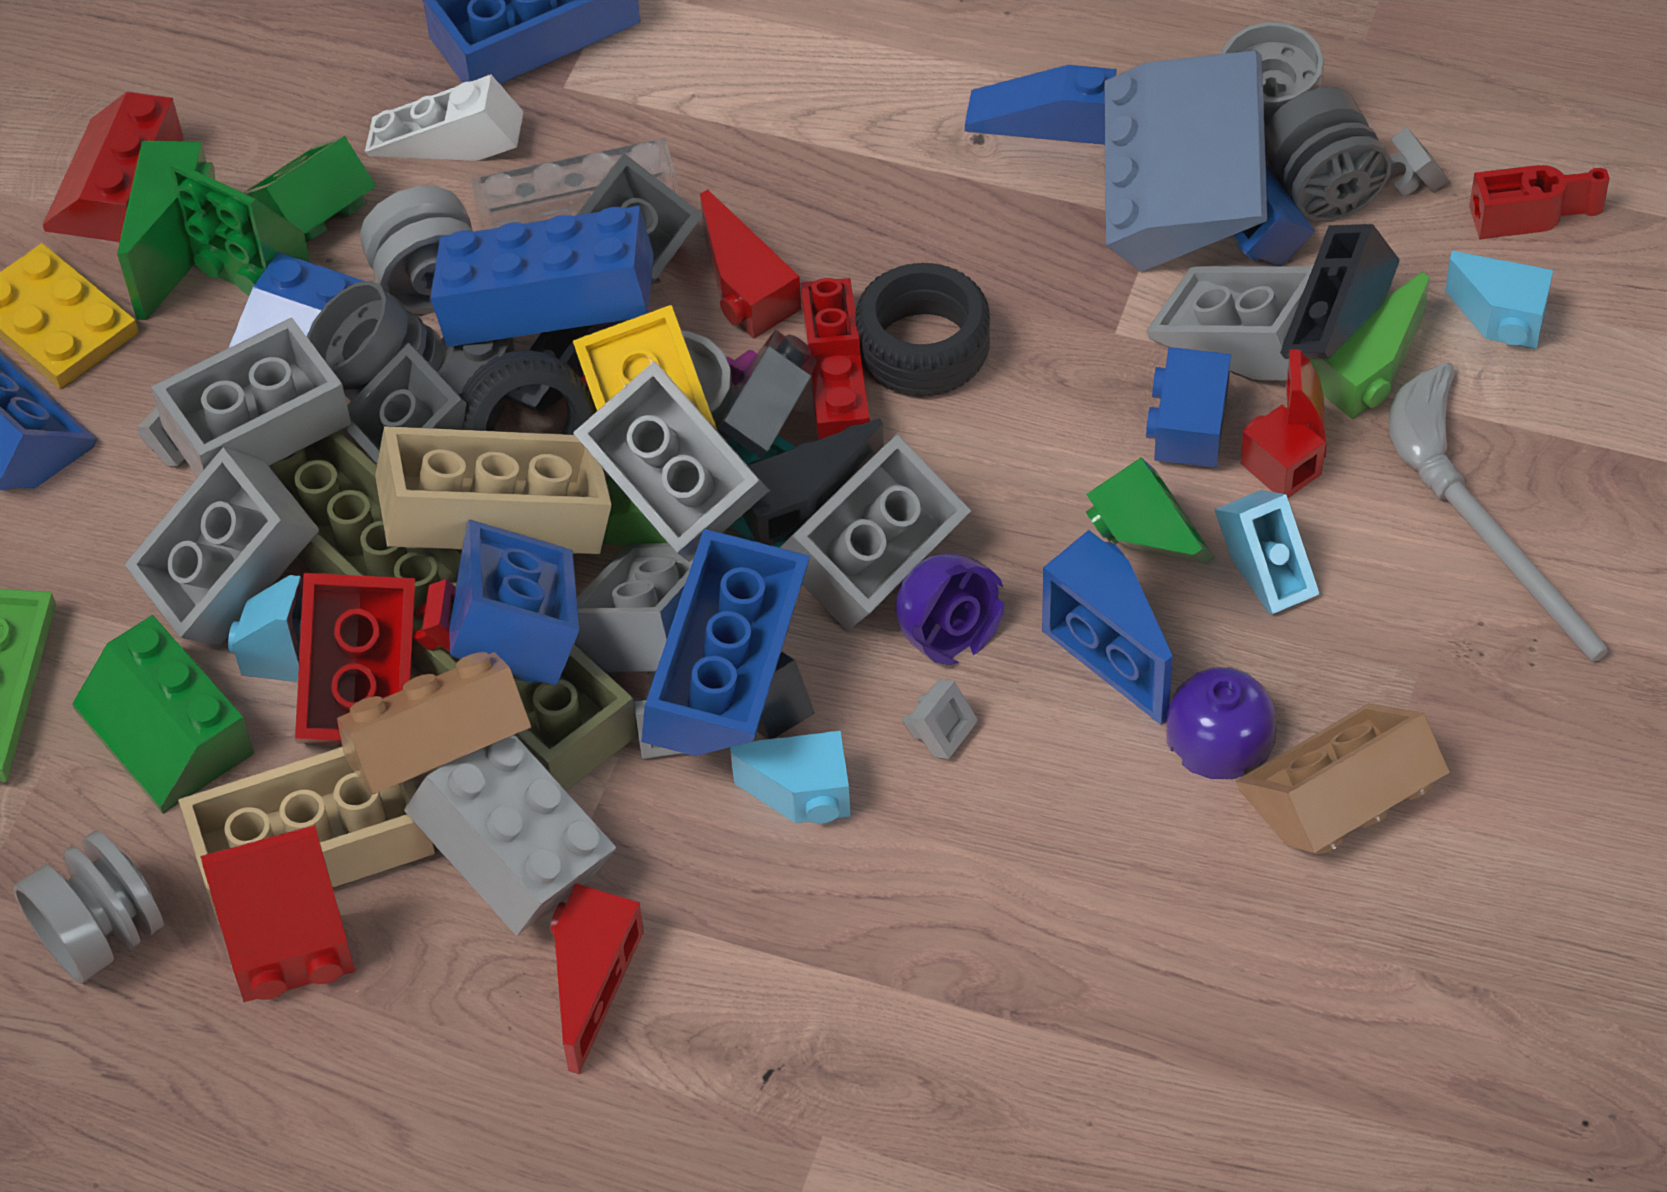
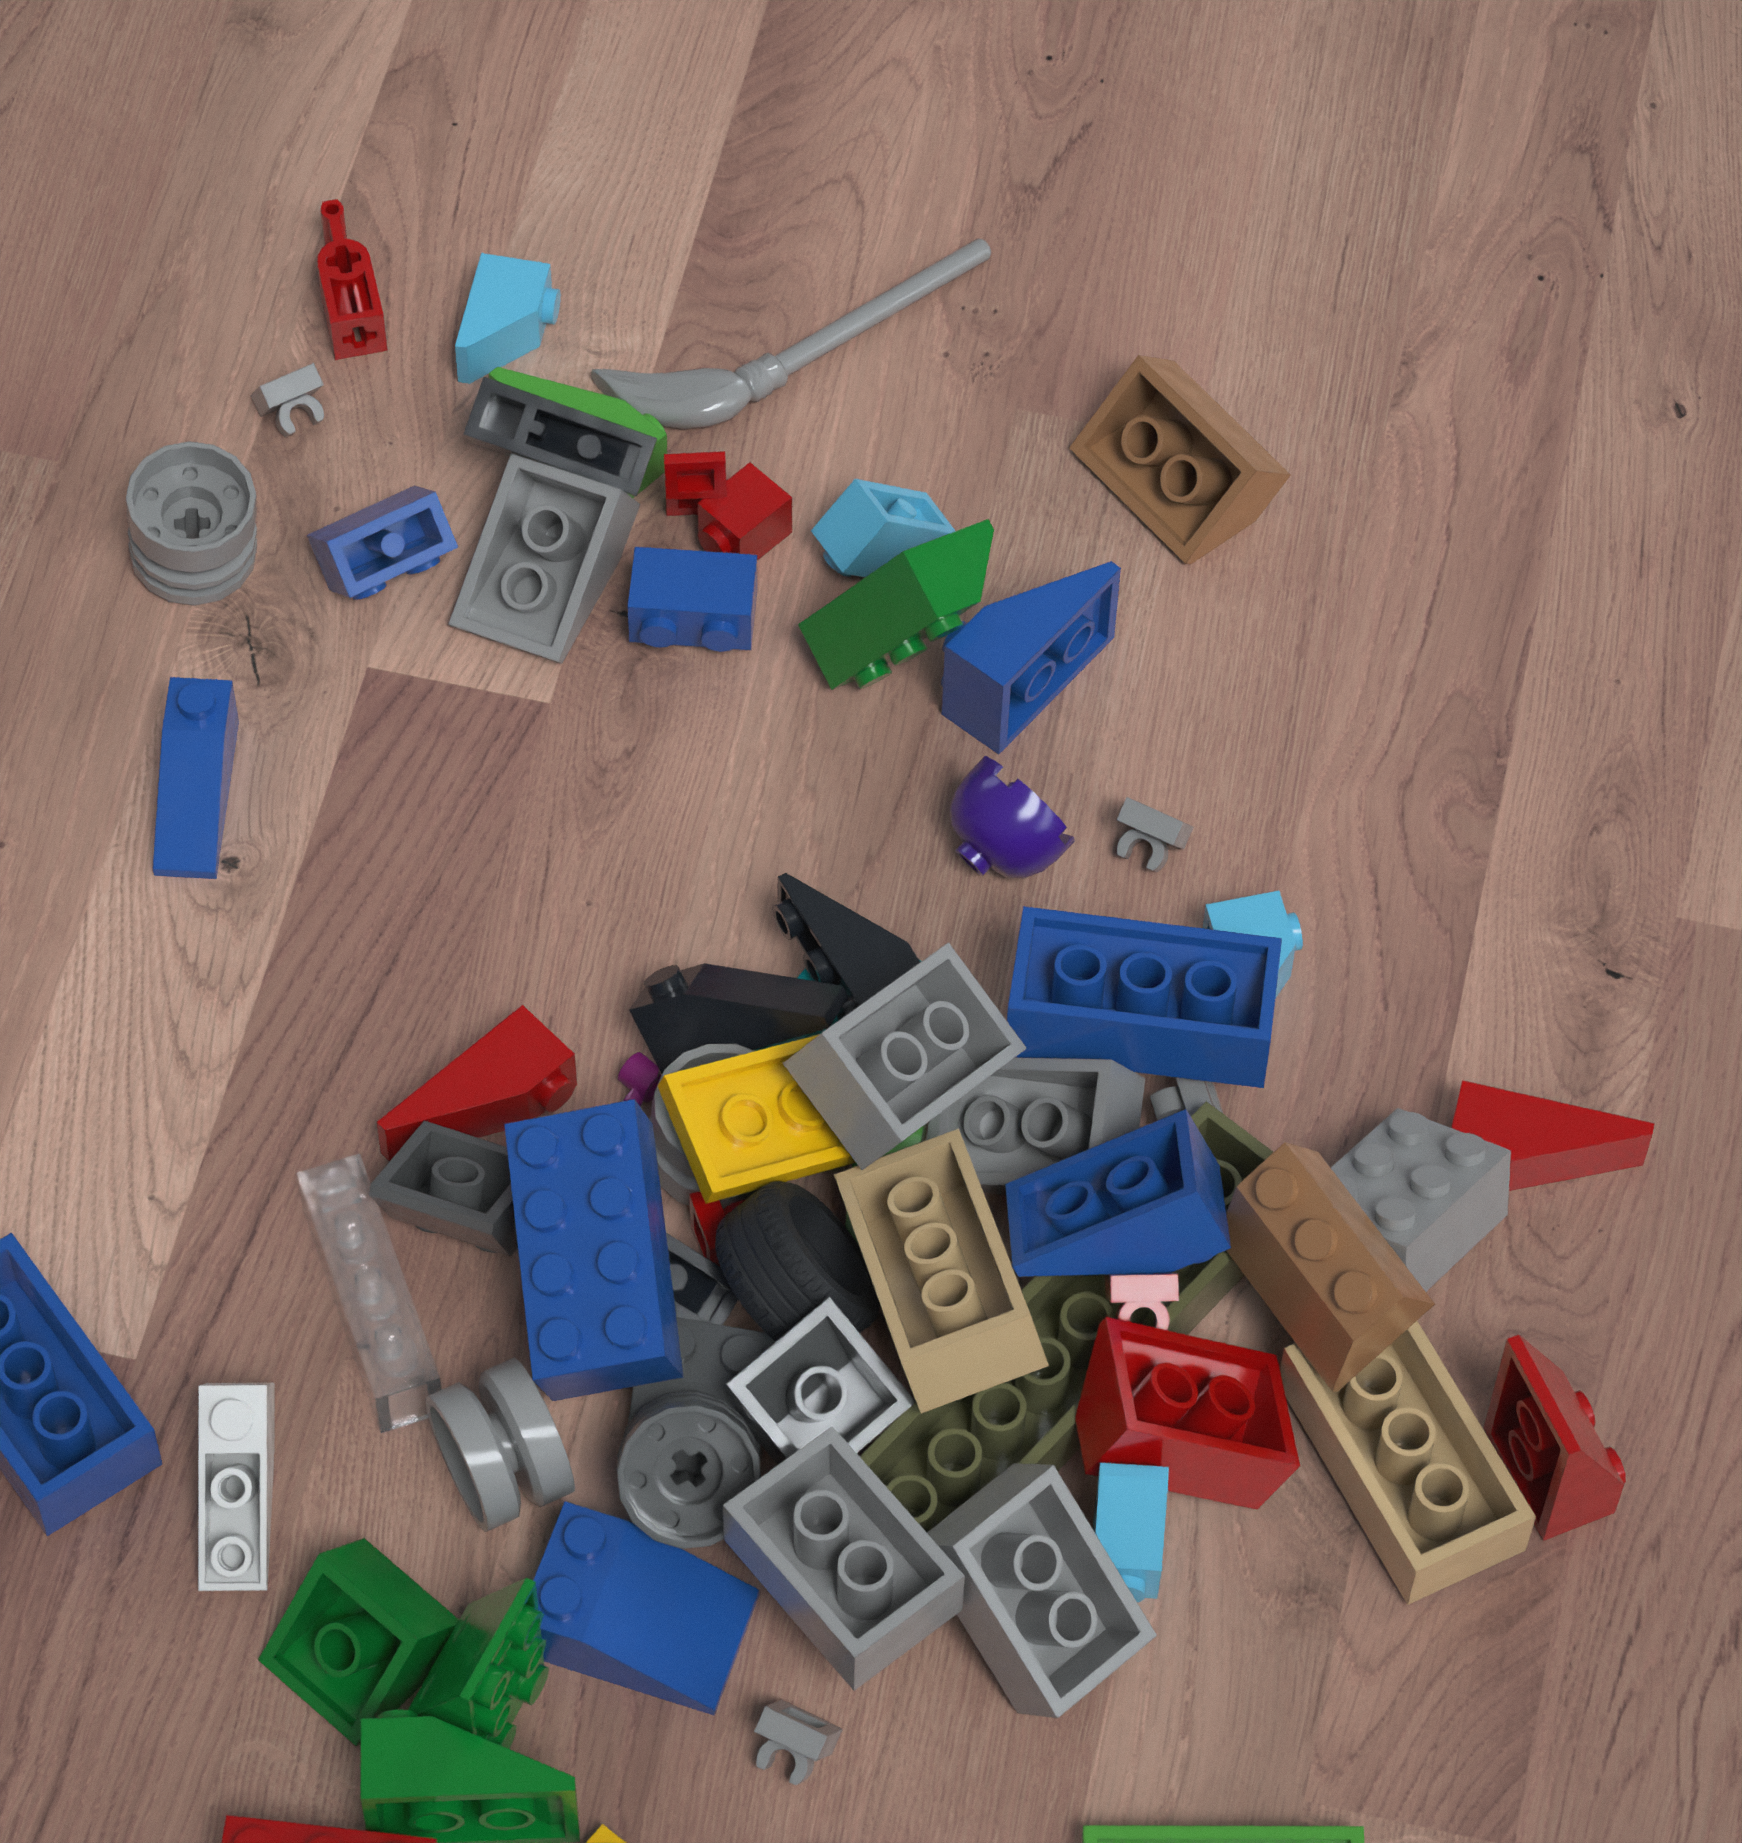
camera: 100 degrees left, 5 degrees up
(98, 900) = (1549, 1652): light grey wheel -> none
(161, 715) = (1252, 1659): green slope -> none
(834, 341) = (607, 973): red slope -> none
(875, 531) = (926, 884): light grey brick -> none
(916, 291) = (577, 826): black tyre -> none
(1183, 155) = (330, 587): sand blue slope -> none
(1221, 723) = (1146, 558): dark purple cylinder -> none
(1326, 154) = (315, 461): dark grey wheel -> none

